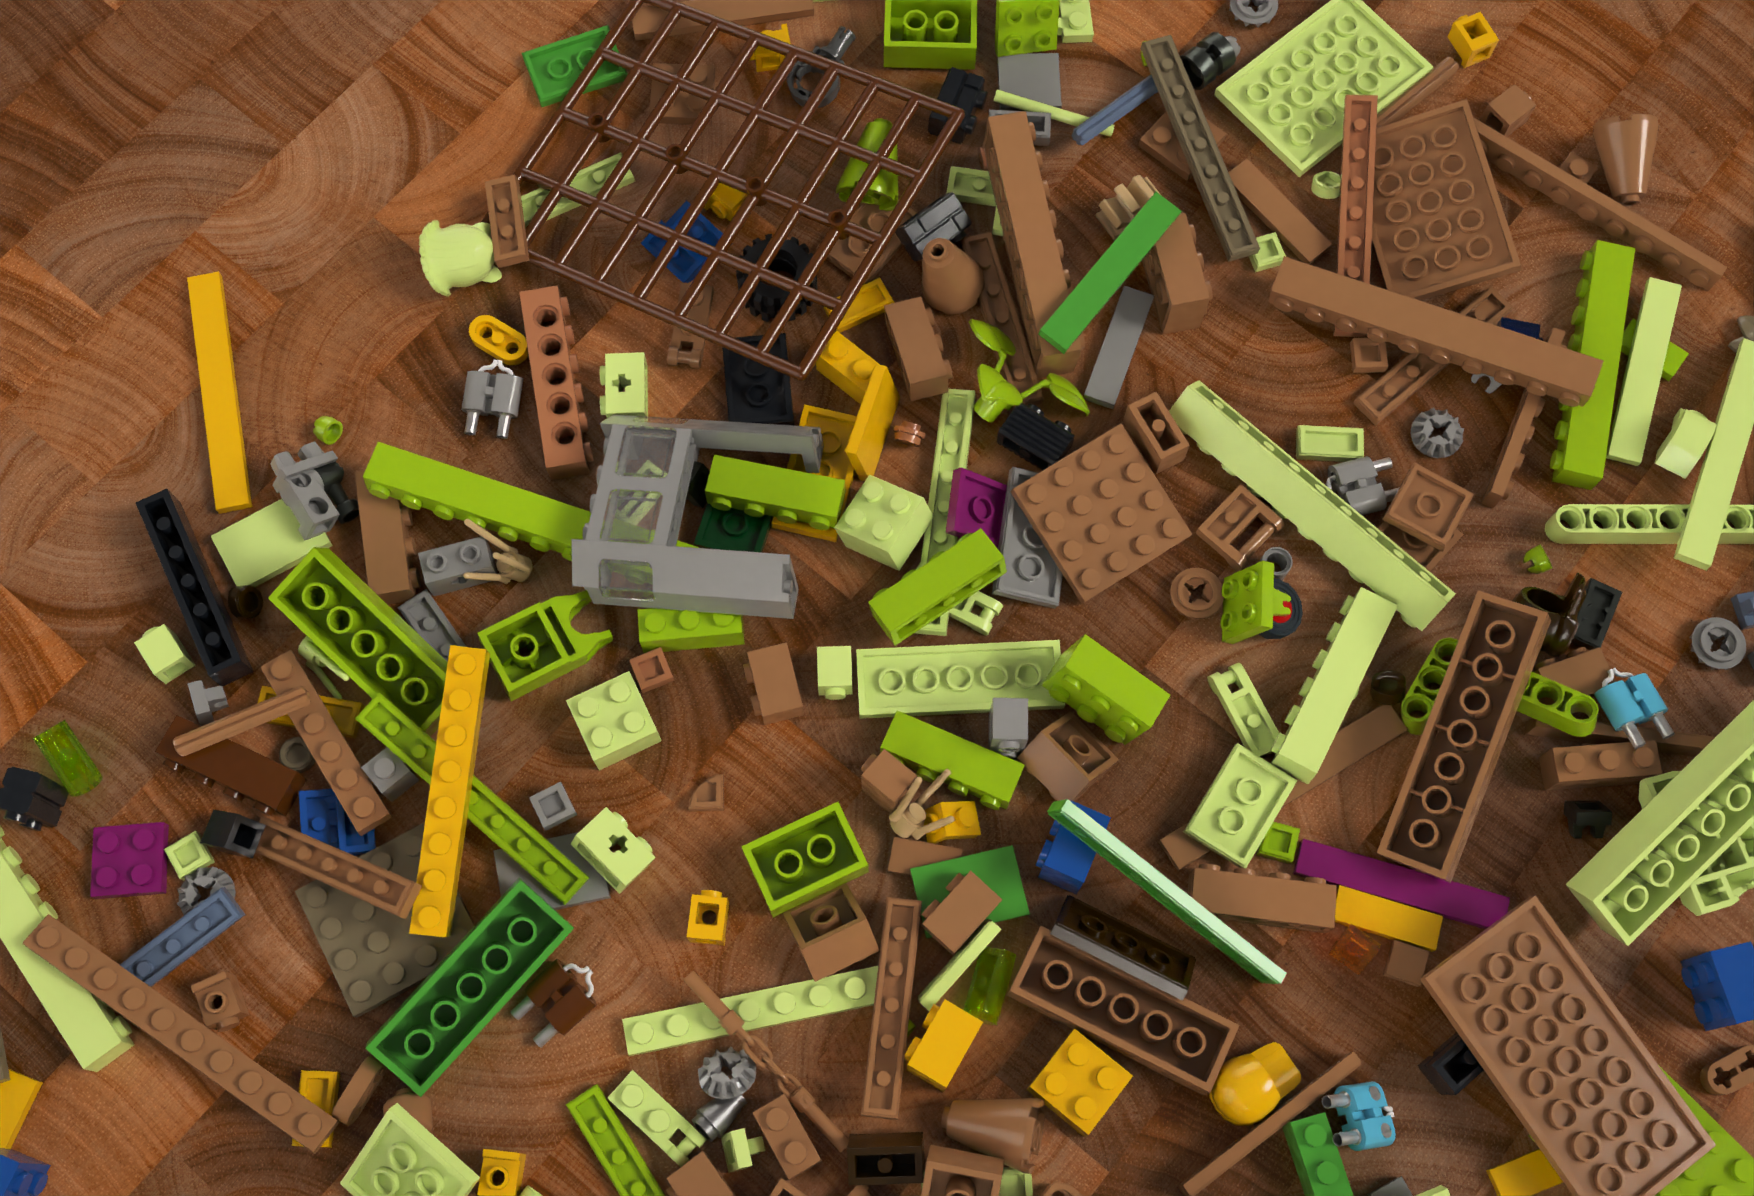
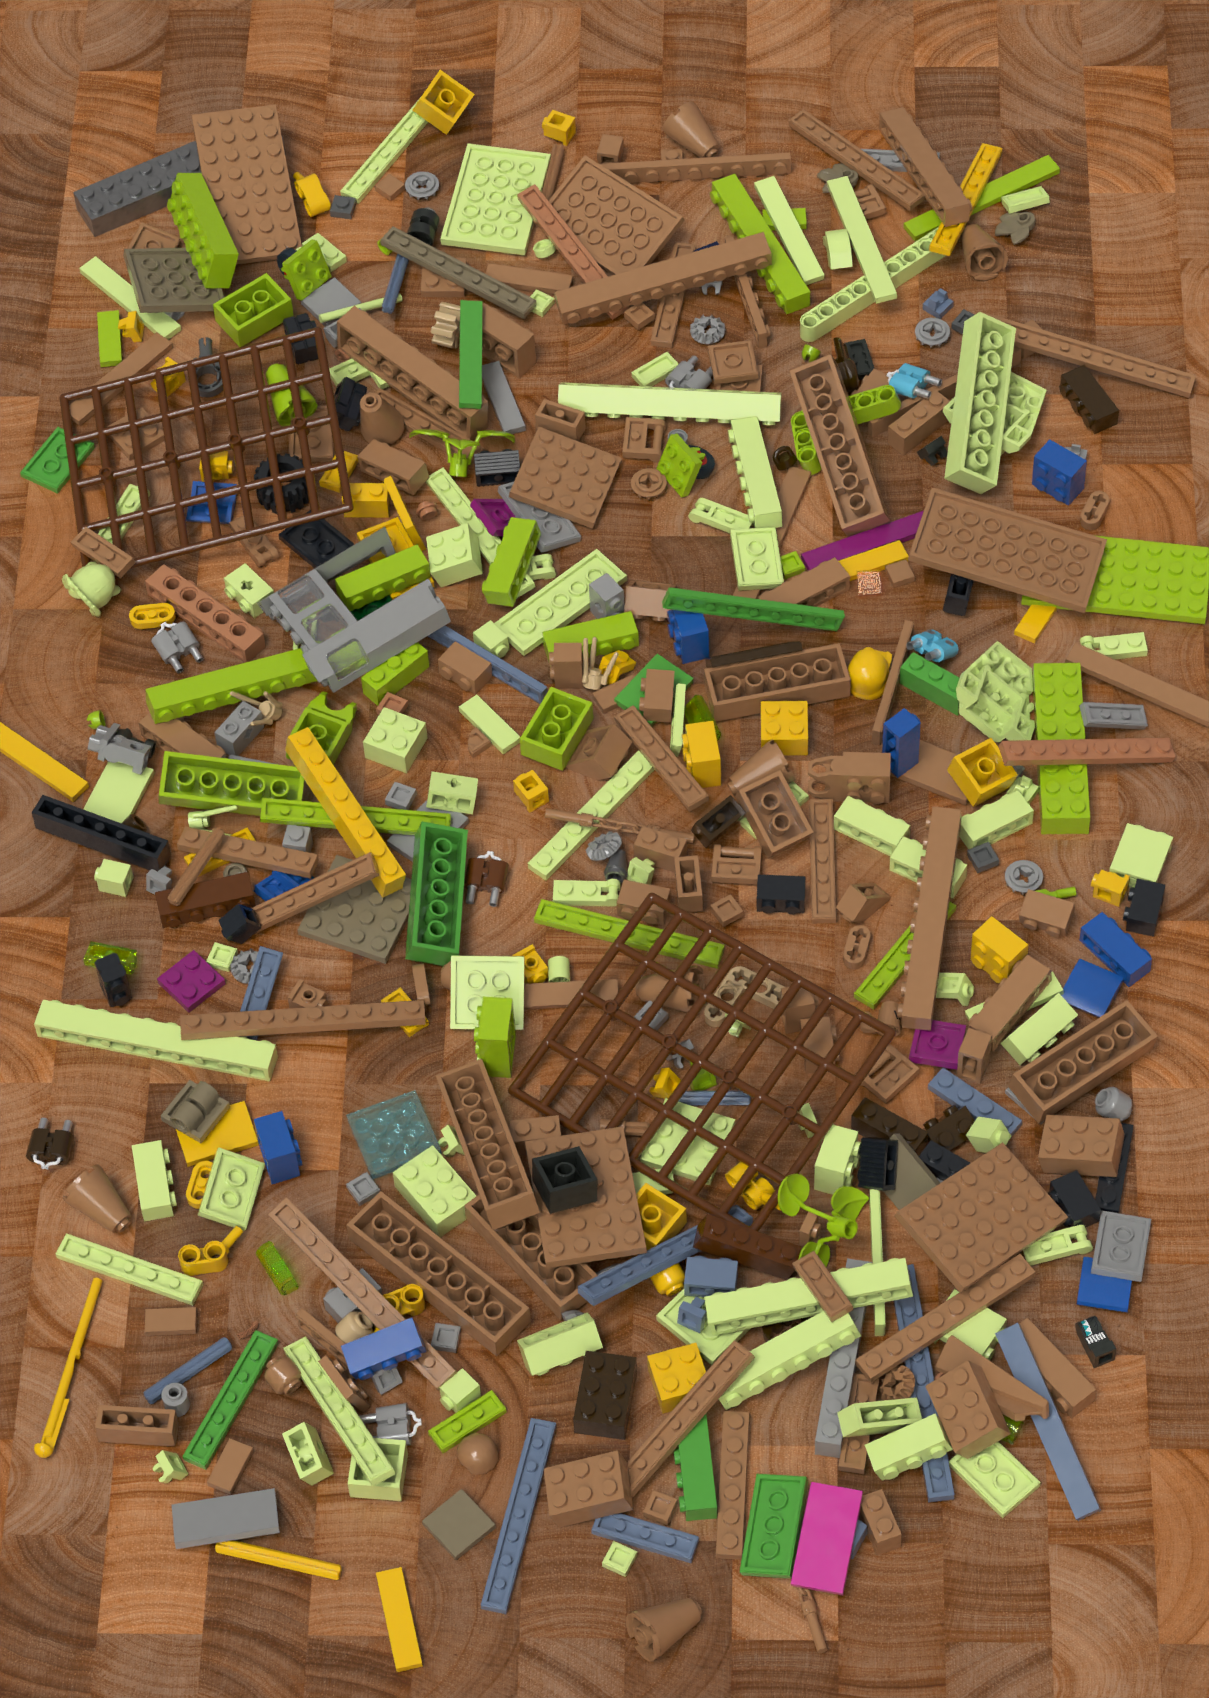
camera: 35 degrees left, 15 degrees down
(743, 782) = (490, 724): none -> yellowish green tile
(808, 699) = (500, 668): none -> sand blue tile
(1105, 690) = (642, 548): lime brick -> none

